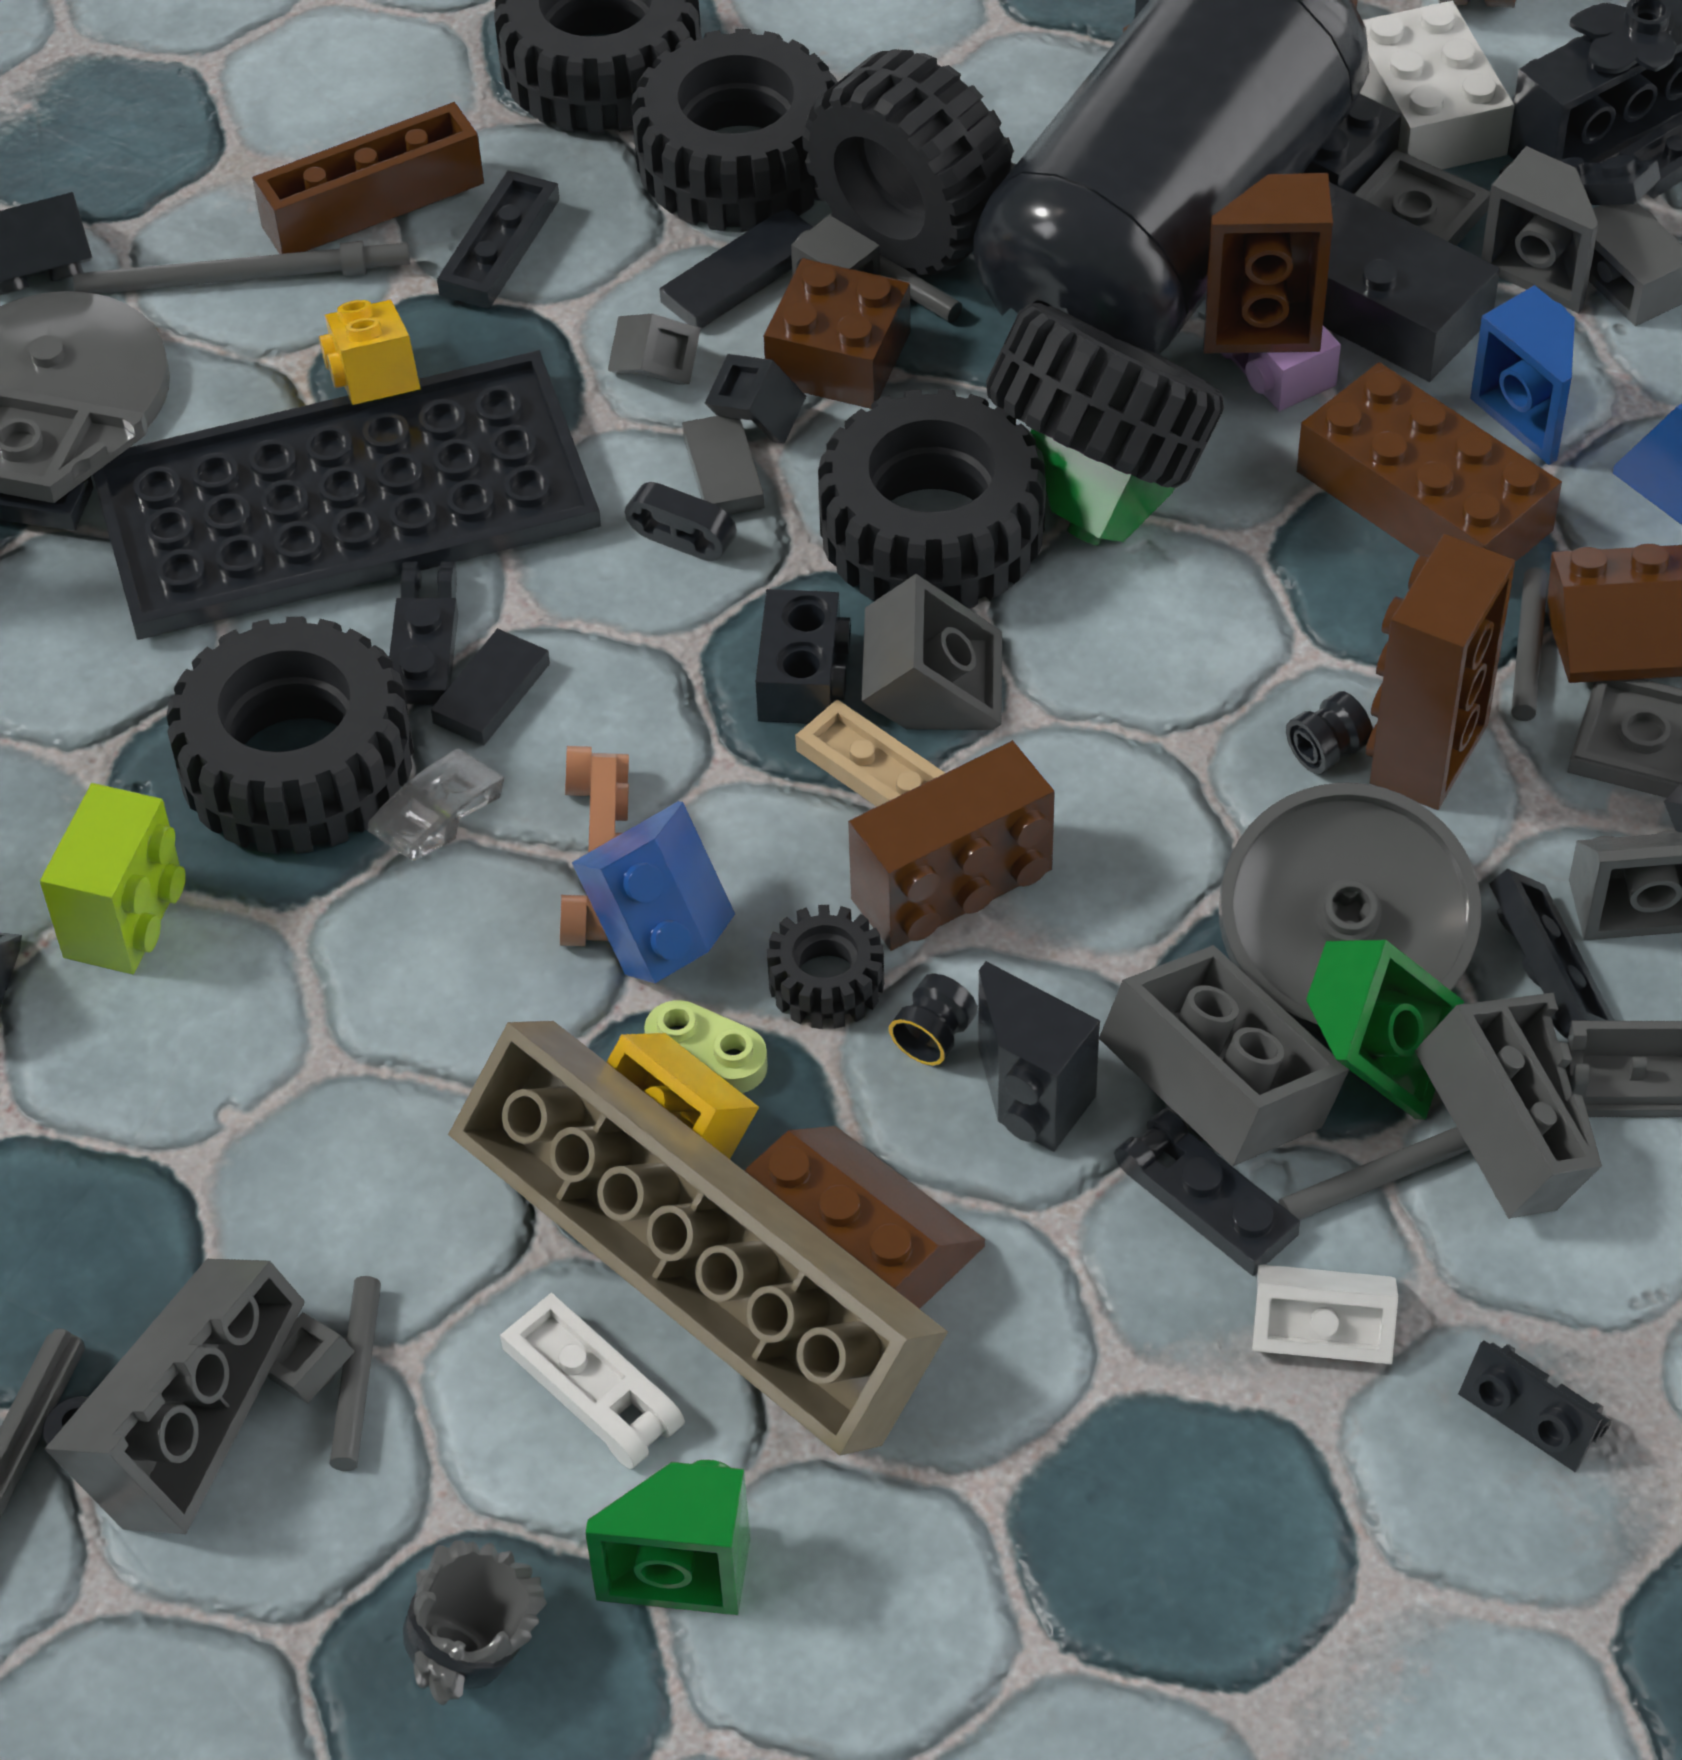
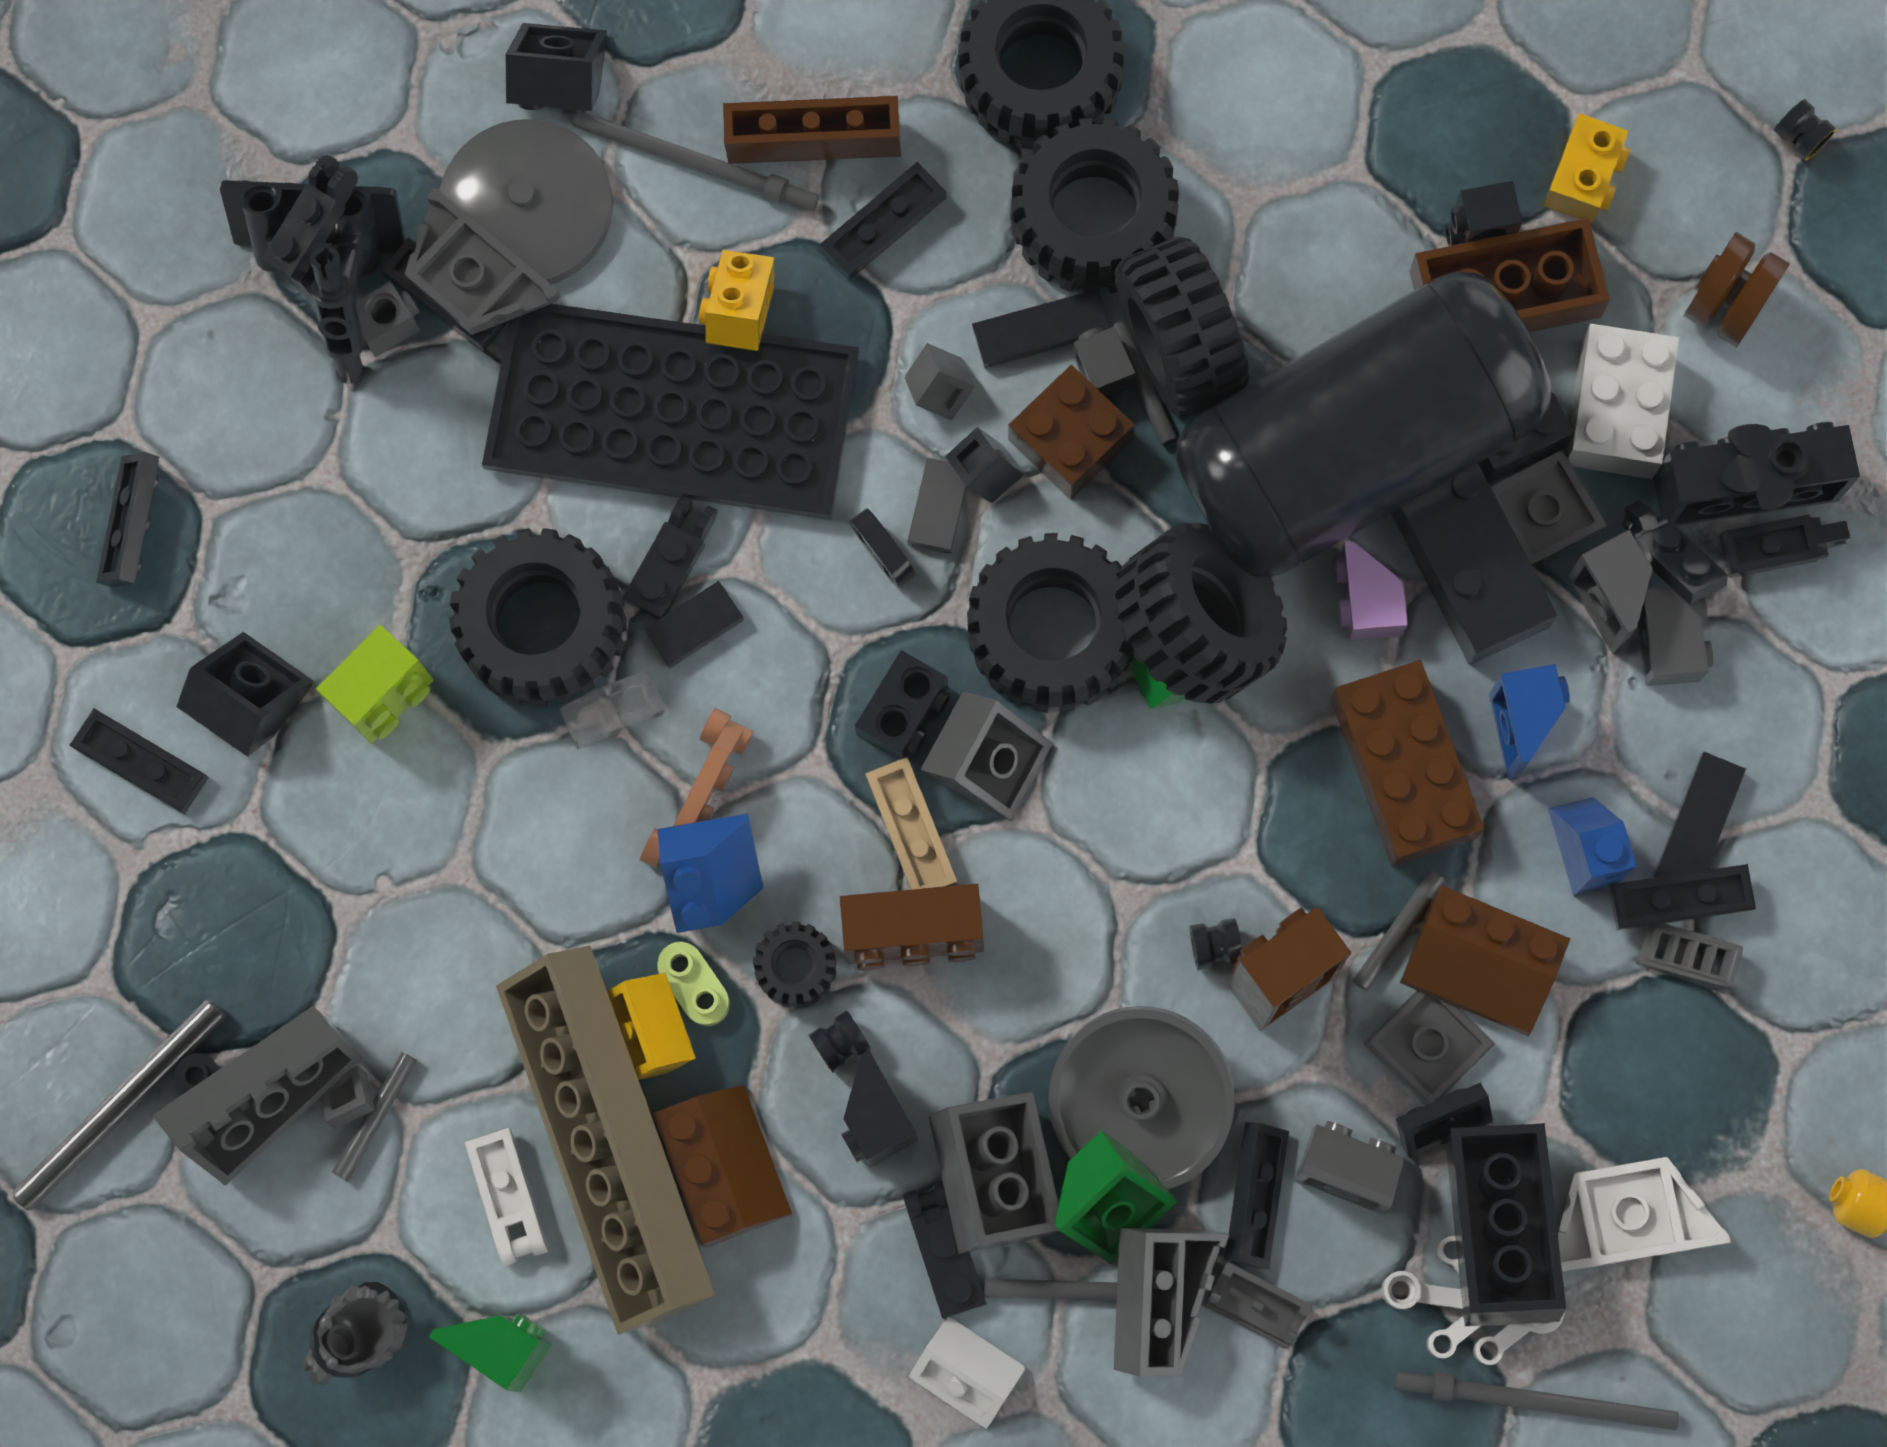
camera: 30 degrees right, 25 degrees up
(1270, 267) = (1369, 568): reddish brown slope -> none

